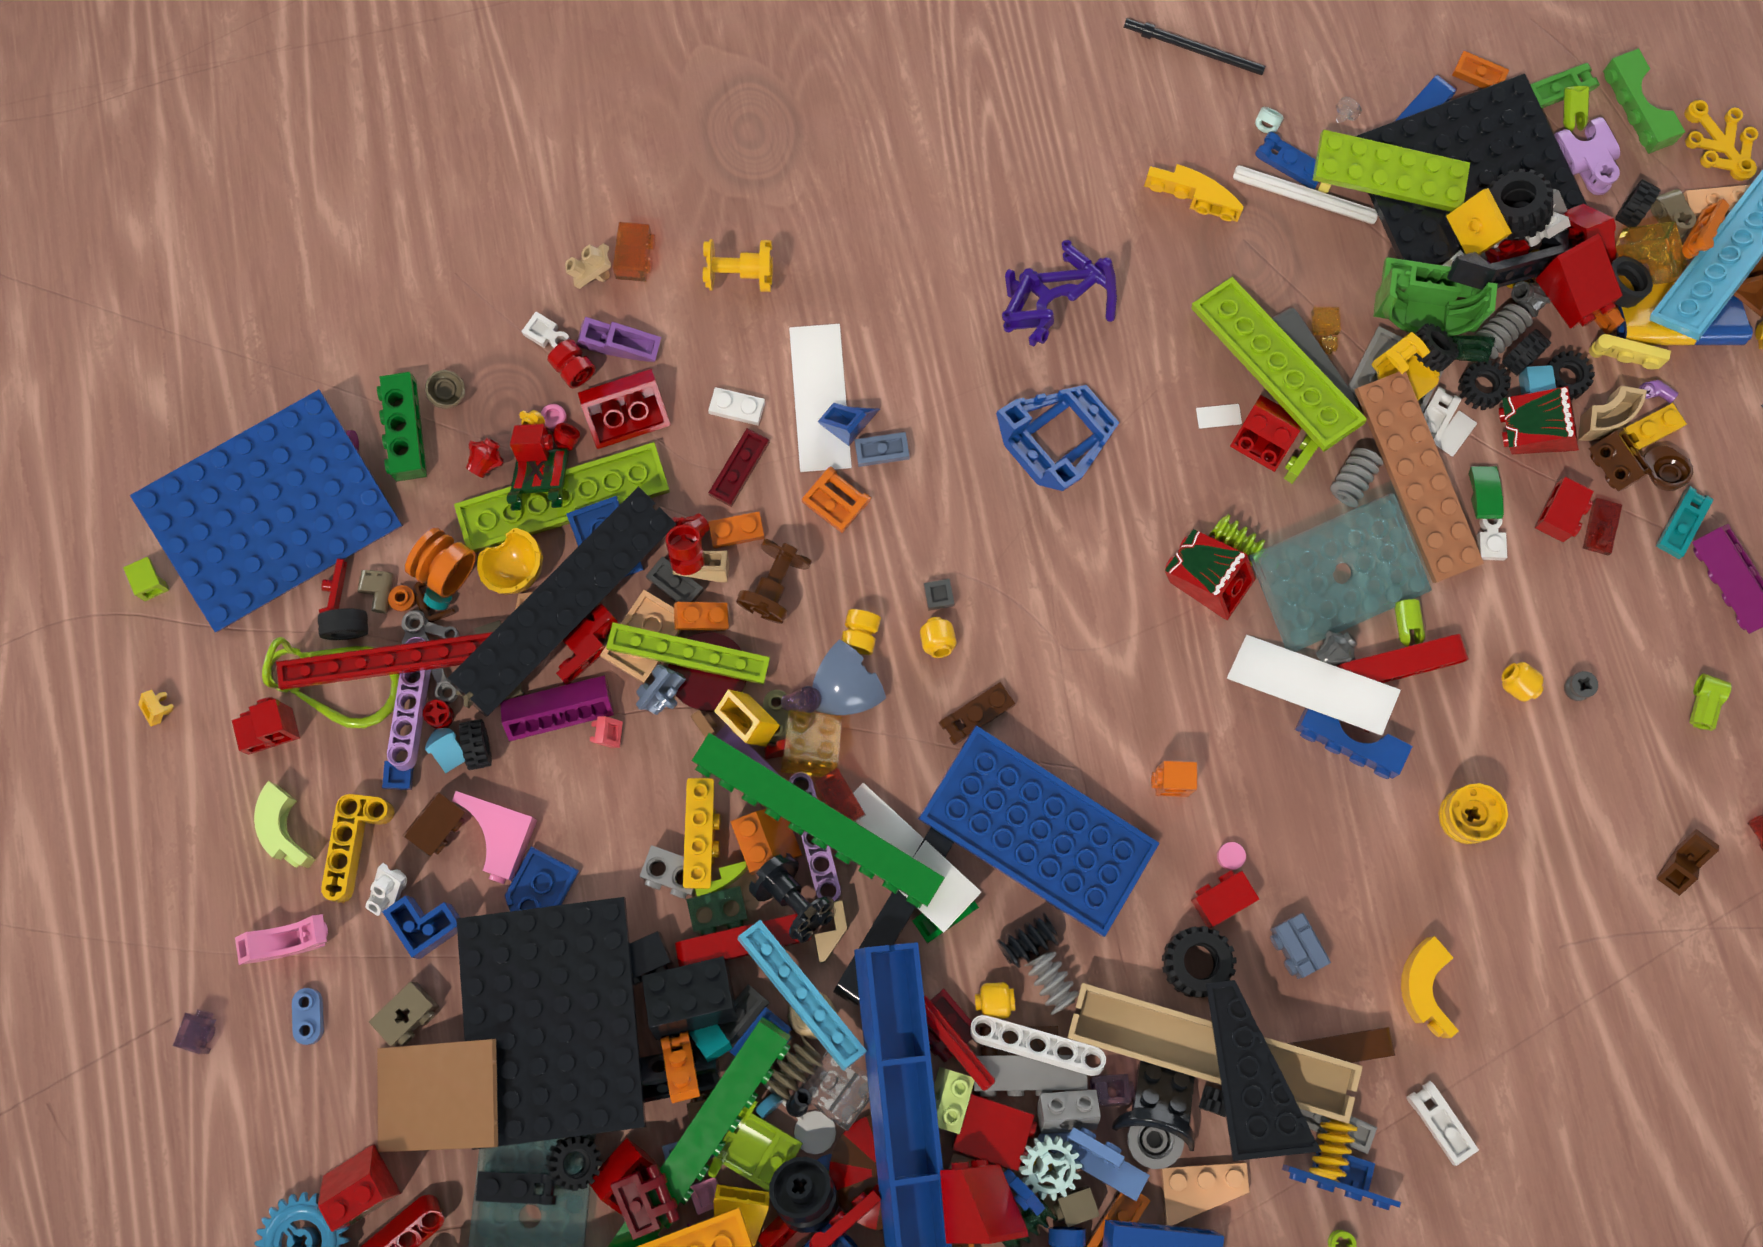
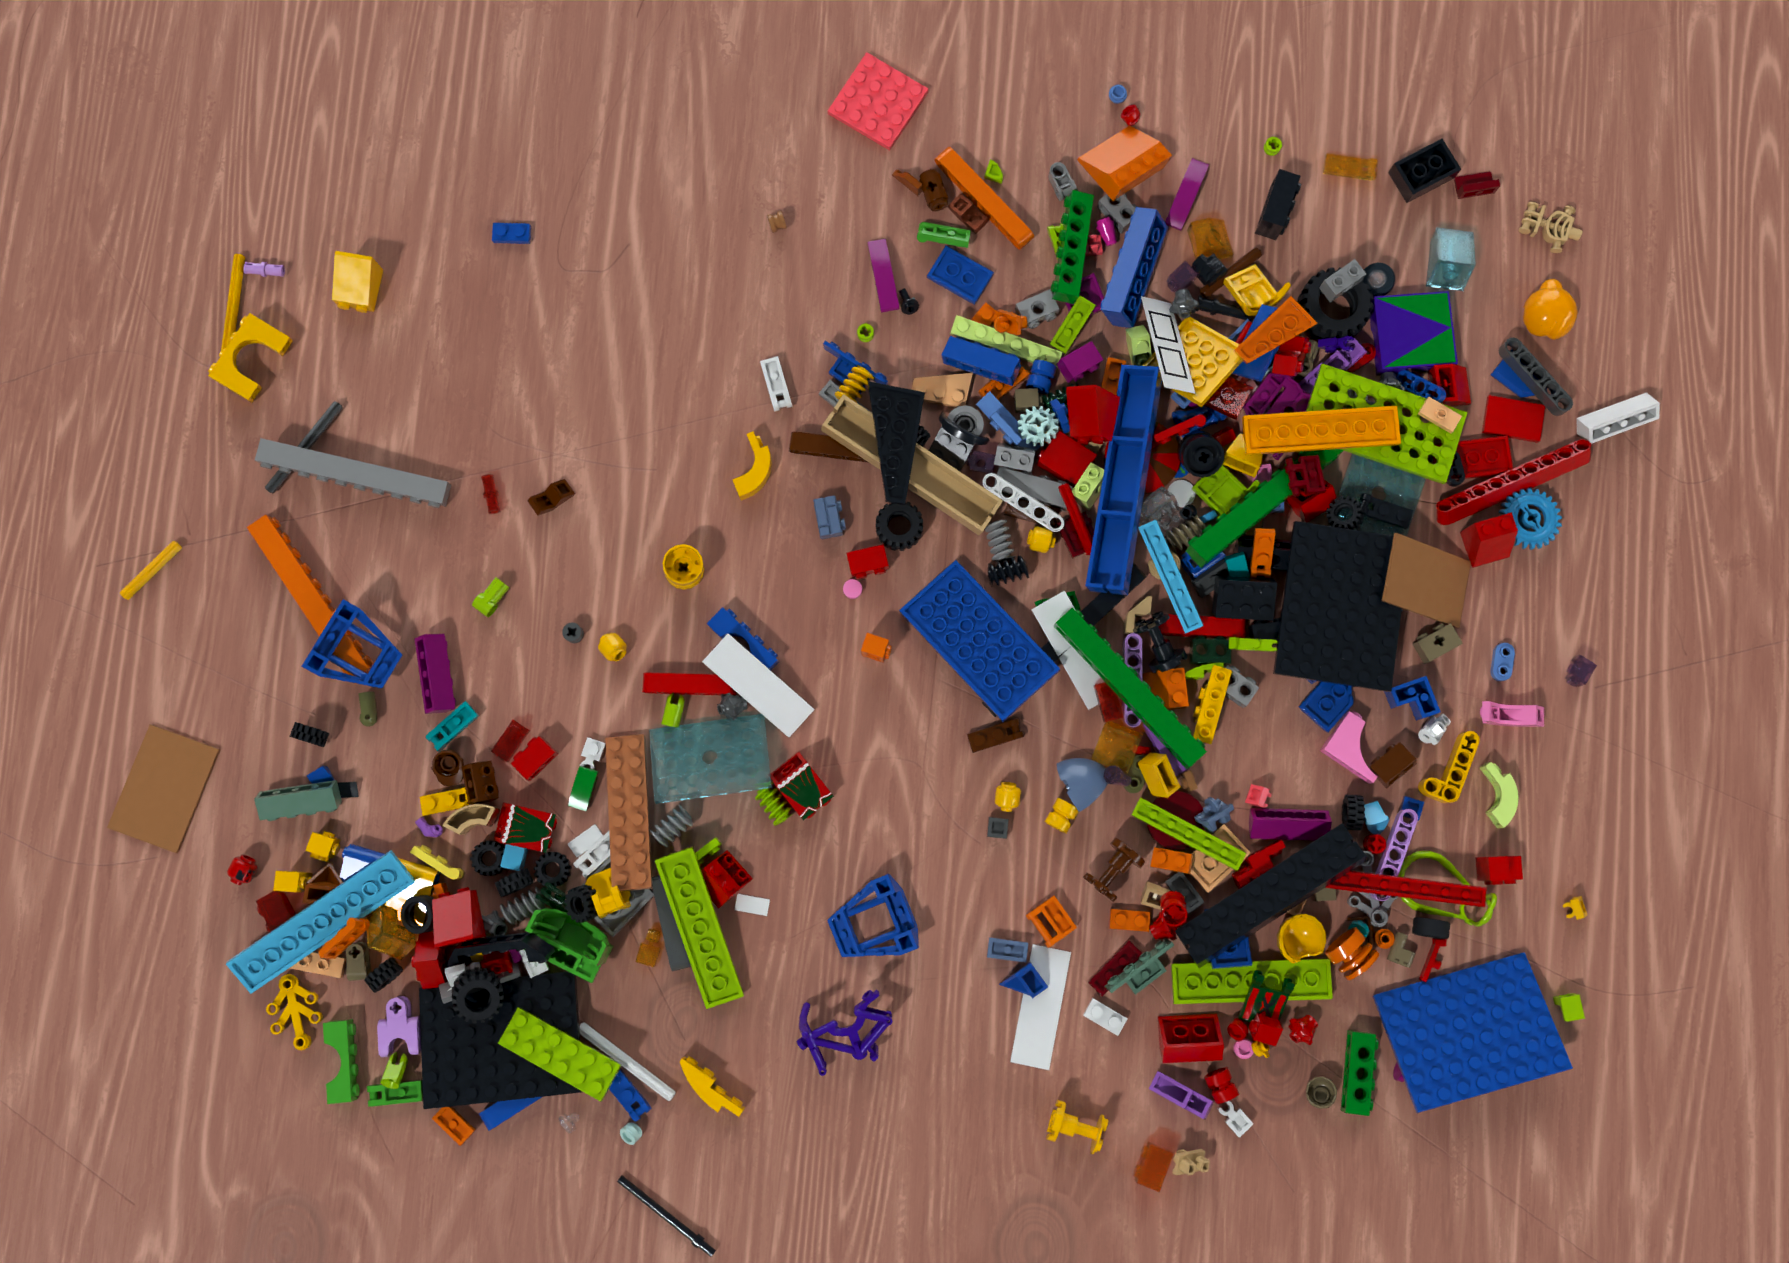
camera: 160 degrees left, 5 degrees up
(663, 931) = (1252, 644): none -> lime piece
(703, 470) = (1143, 971): none -> sand green bracket
(1479, 223) = (513, 988): yellow plate -> none

